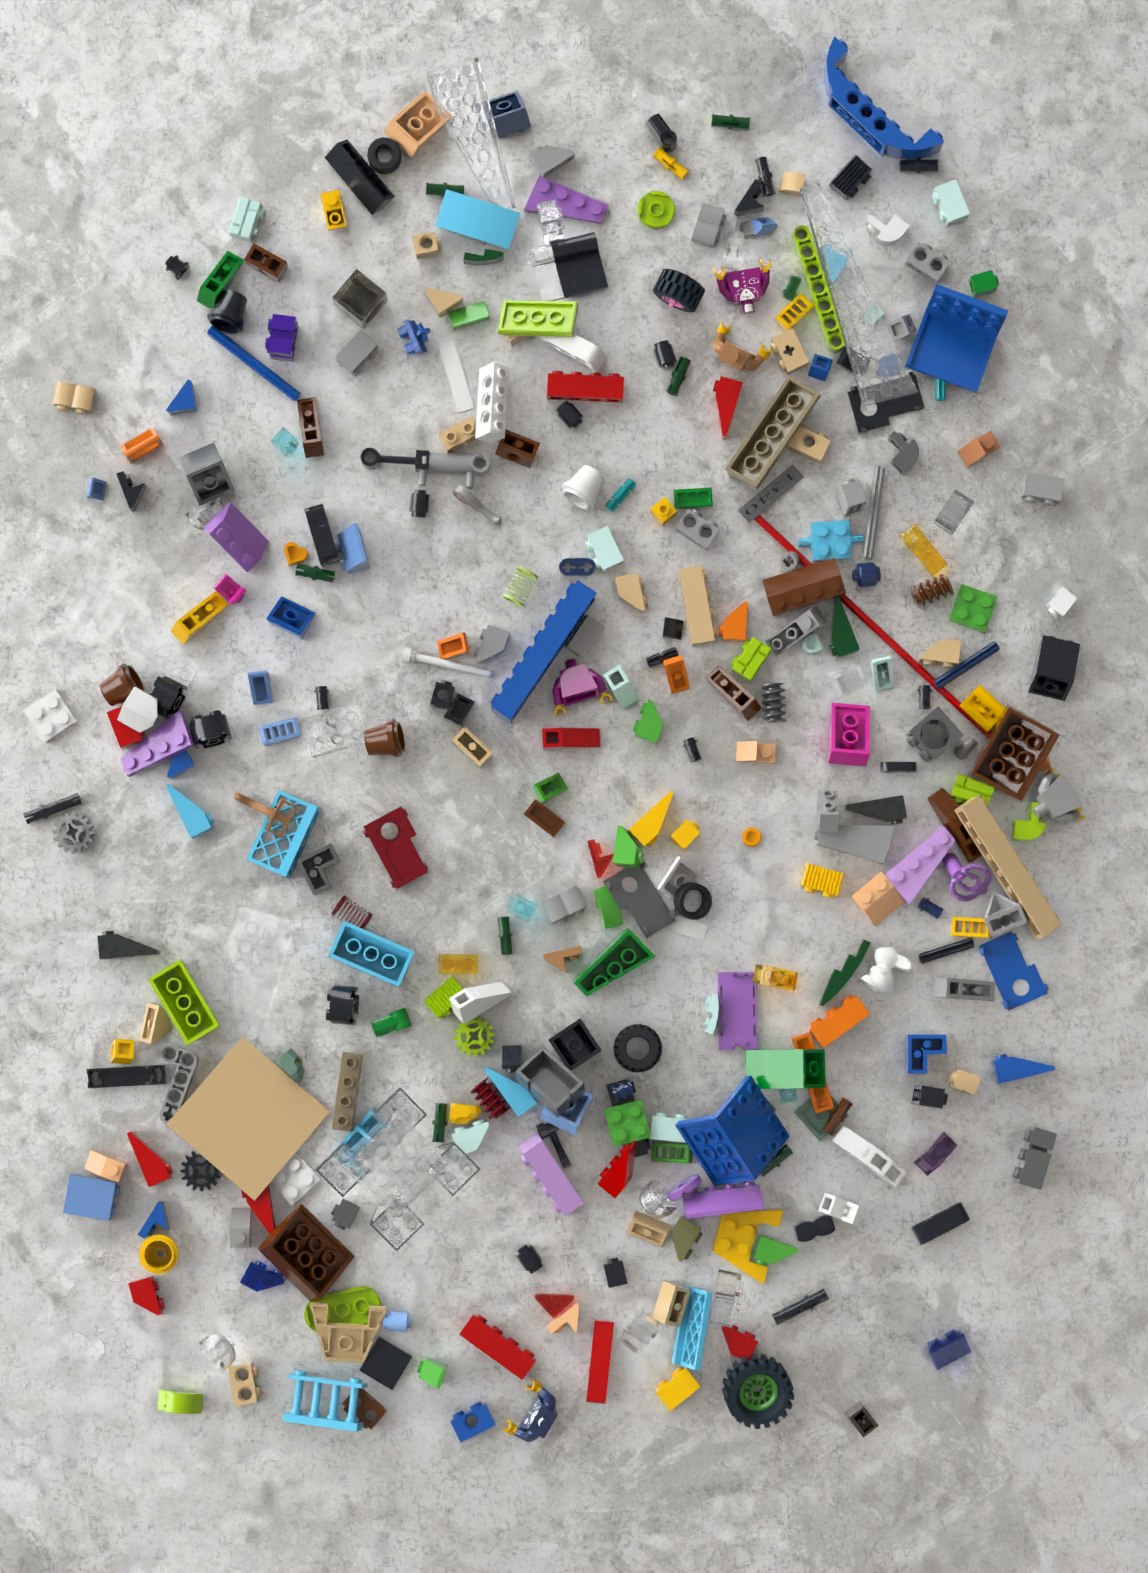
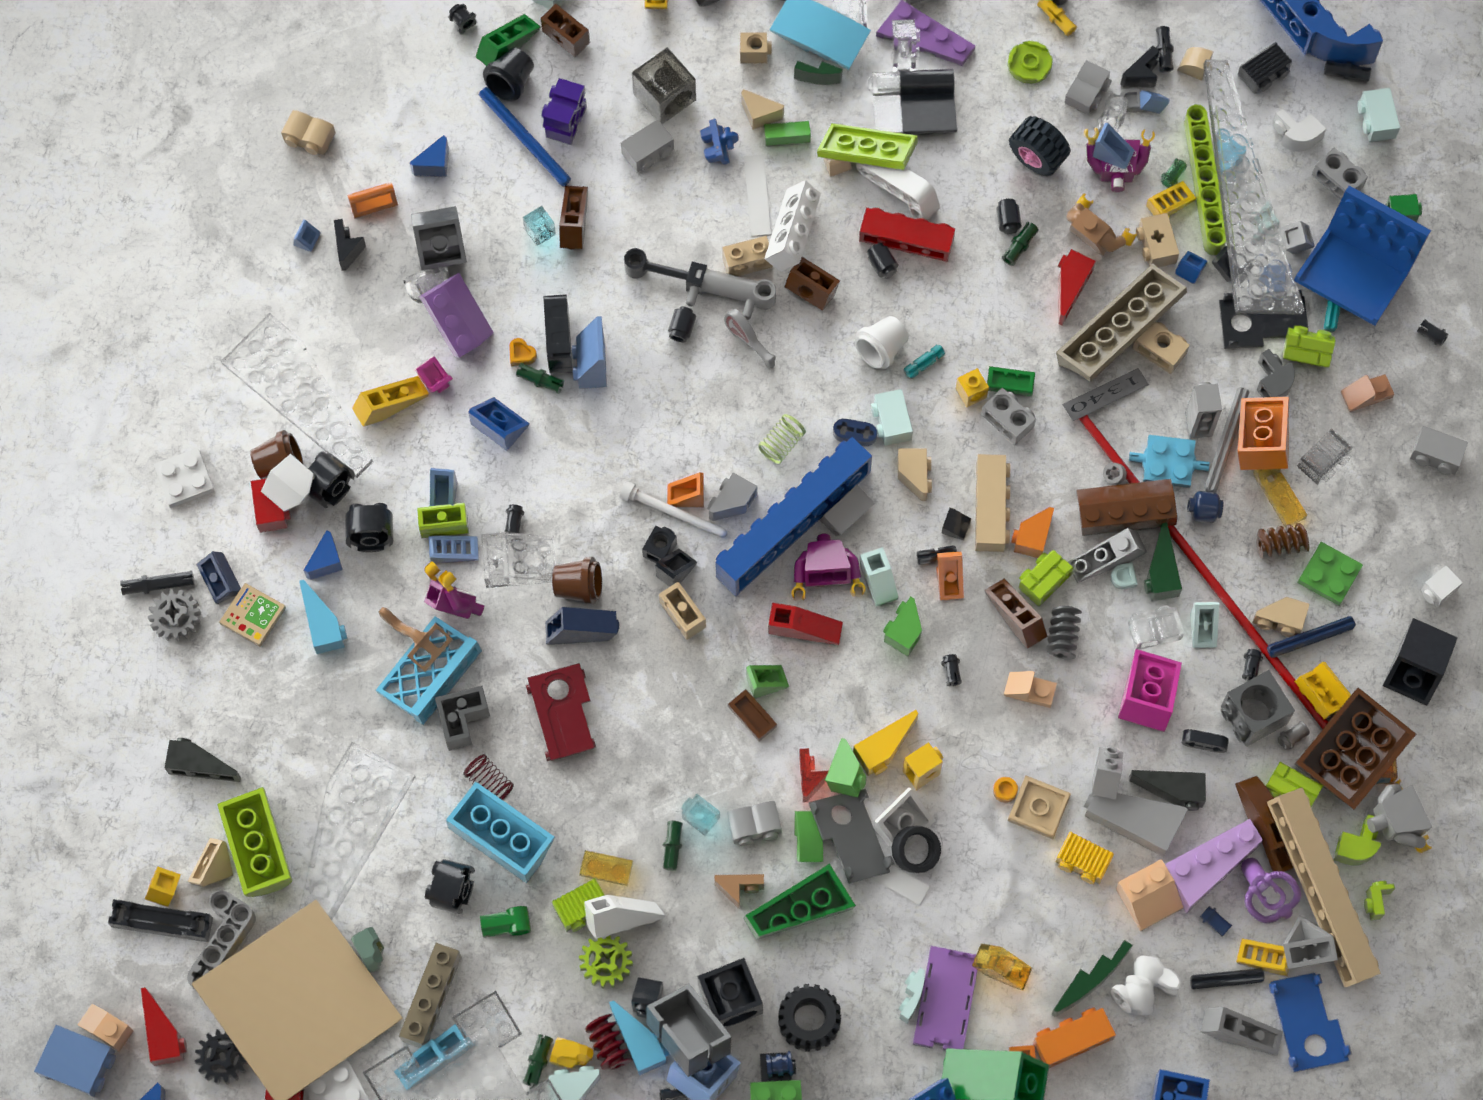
camera: 15 degrees right, 15 degrees down
(99, 792) = (218, 576): none -> dark blue slope
(134, 818) = (252, 614): none -> tan tile
(160, 745) = (309, 531): wing -> none
(266, 711) = (443, 520): none -> lime brick
(287, 776) = (448, 598): none -> magenta torso
(396, 775) = (581, 626): none -> dark blue slope
(740, 282) = (1112, 148): none -> medium blue slope
(780, 845) = (1039, 807): none -> tan tile
(902, 504) = (1264, 433): none -> orange slope
(926, 421) = (1309, 346): none -> lime brick
(1023, 386) = (1434, 333): none -> black pin
(1047, 869) = (1374, 901): none -> lime bracket

